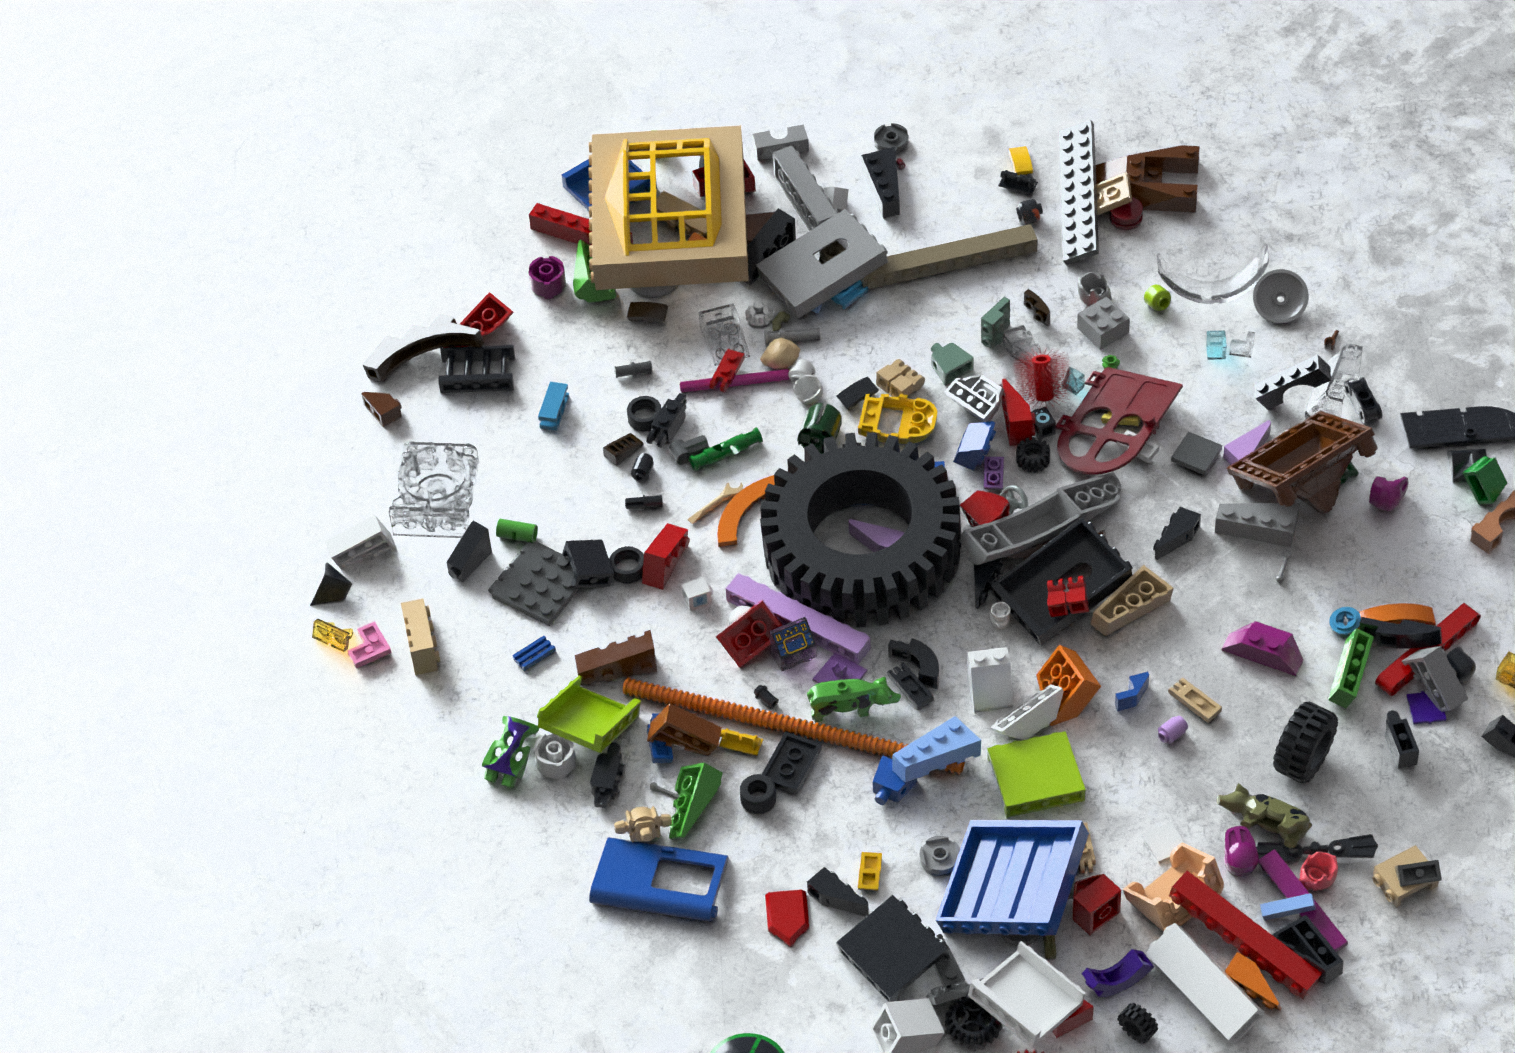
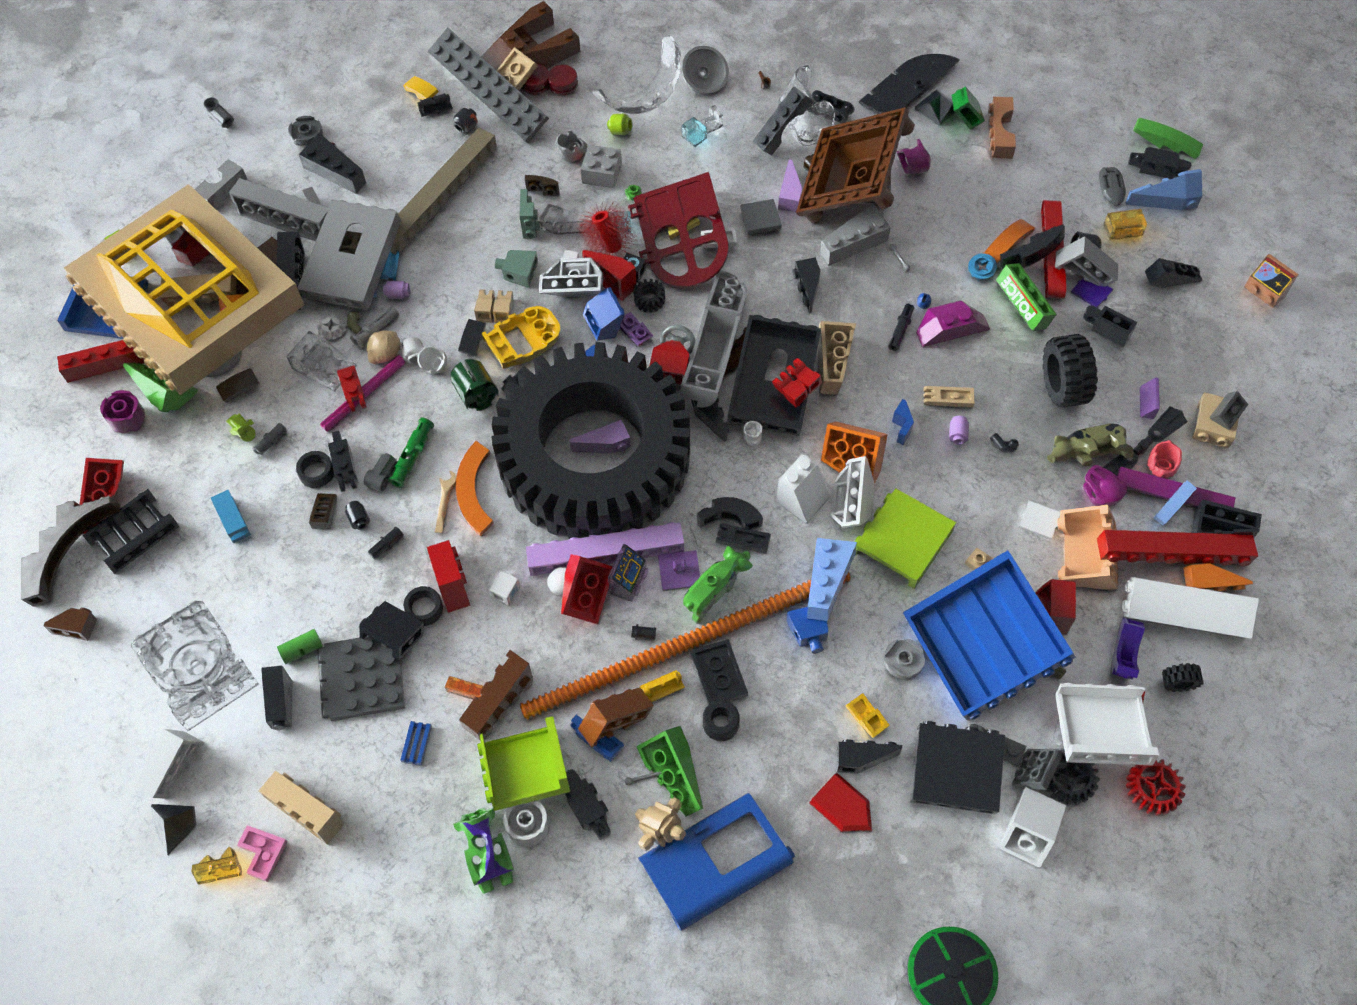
camera: 45 degrees left, 10 degrees up
(598, 636) = (463, 688): none -> clear orange piece
(620, 351) = (241, 427): none -> lime hips
(834, 79) = (218, 113): none -> dark grey piece
(836, 317) = (396, 289): none -> lavender brick
(1149, 228) = (562, 80): none -> dark red head
(1198, 767) = (1002, 445): none -> black arm
(1218, 620) = (900, 330): none -> black axle
(1265, 615) = (927, 303): none -> blue hinge
(1370, 822) = (1149, 399): none -> medium lavender slope

